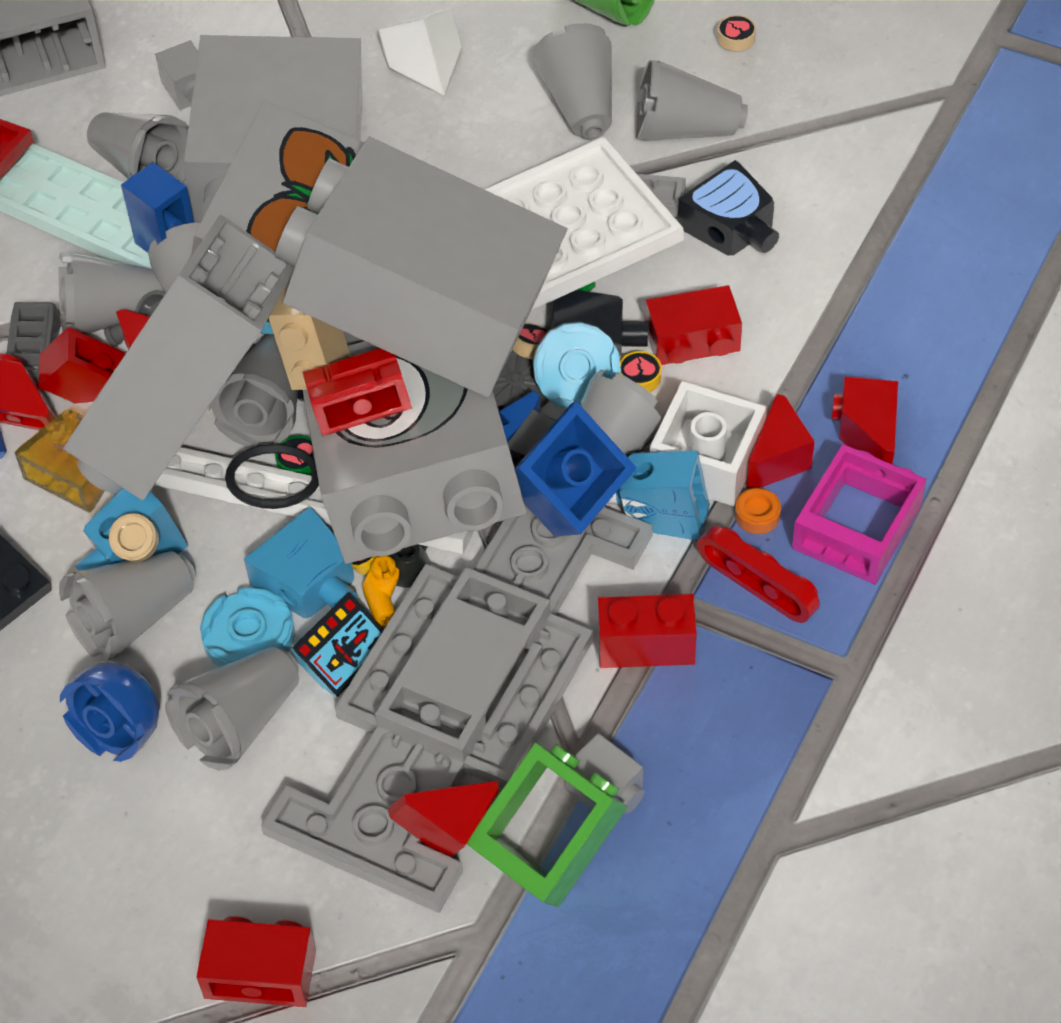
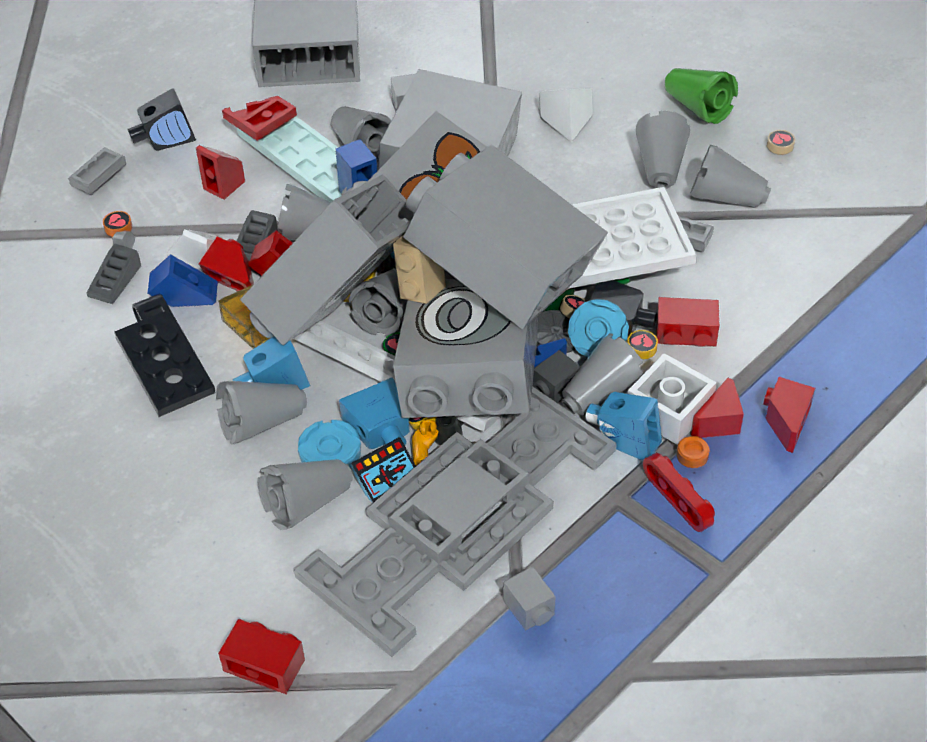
camera: 15 degrees right, 5 degrees down
(111, 709) = (224, 472): blue cylinder -> none
(133, 537) = (271, 368): tan tile -> none
(270, 503) = (347, 351): black tyre -> none
(356, 391) = (438, 306): red brick -> none
(444, 816) = (412, 592): red slope -> none
(555, 885) = (495, 638): bright green window -> none
(572, 473) = (566, 392): blue slope -> none
(647, 630) = (589, 510): red brick -> none
(729, 212) = (736, 254): black torso -> none
(843, 546) = (745, 490): dark pink window -> none

